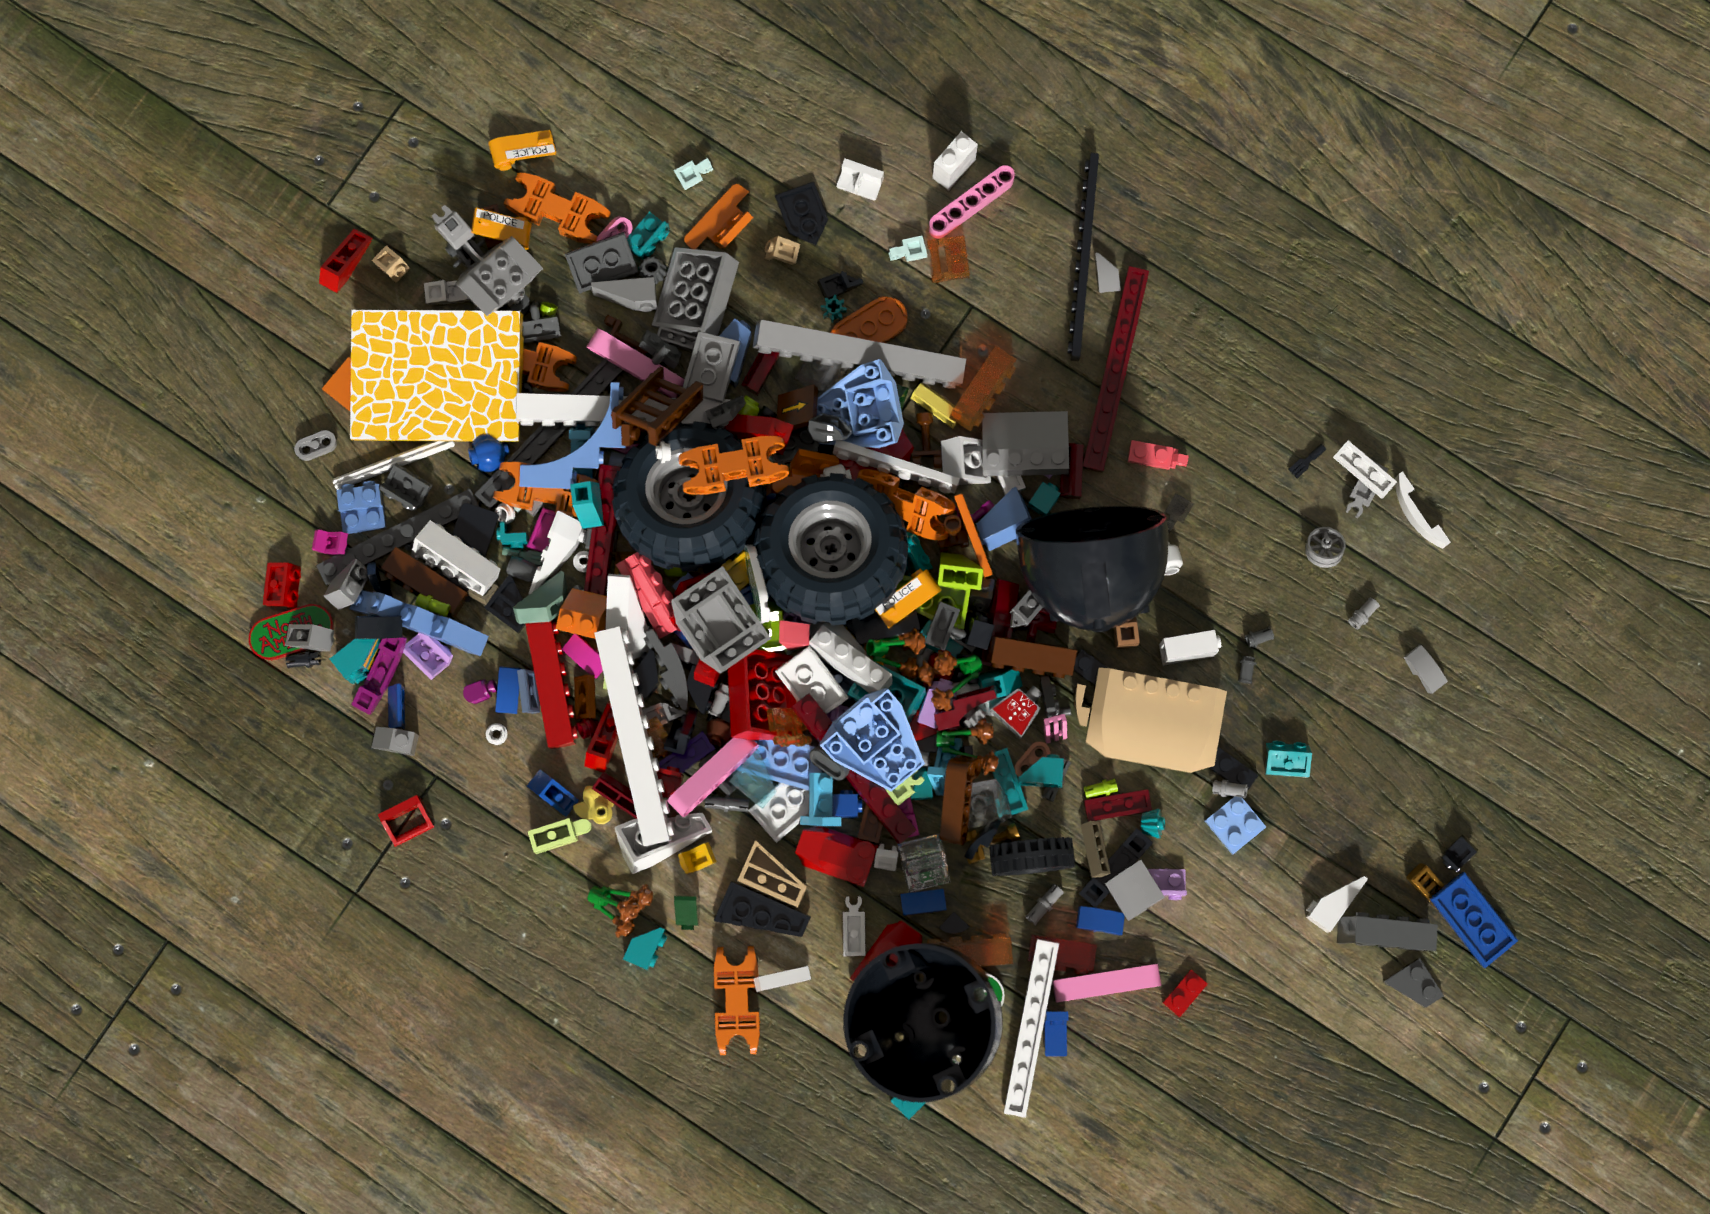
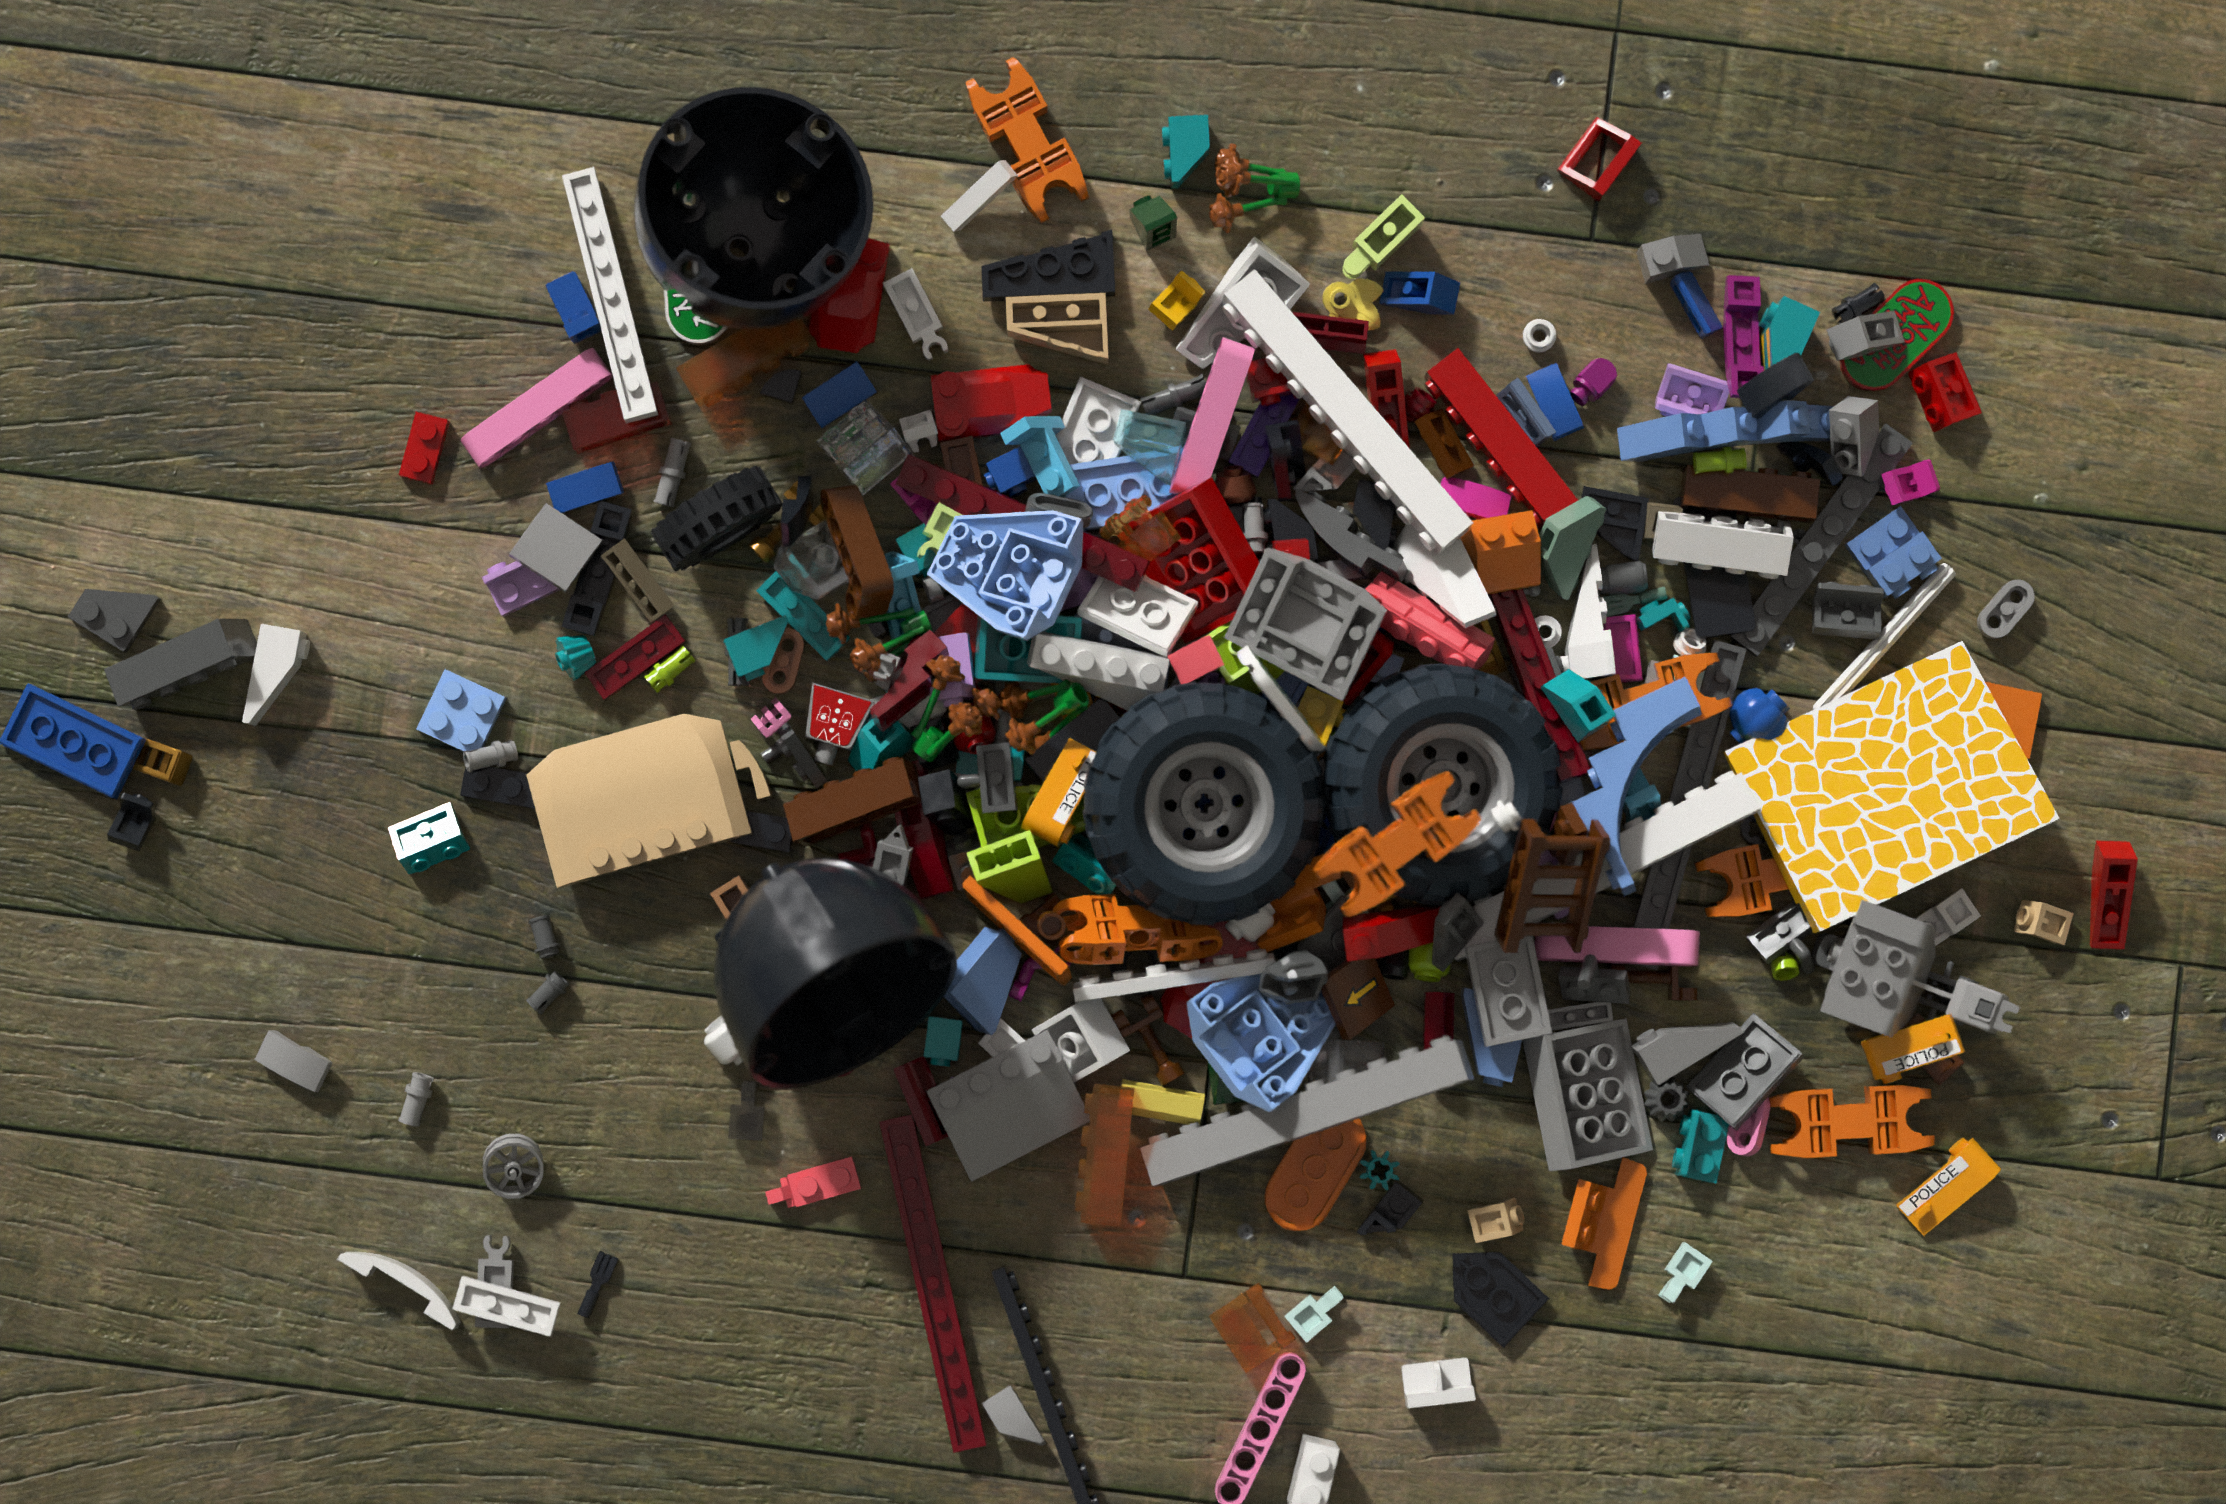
camera: 155 degrees right, 5 degrees up
(1189, 647) = (637, 924): white brick -> none

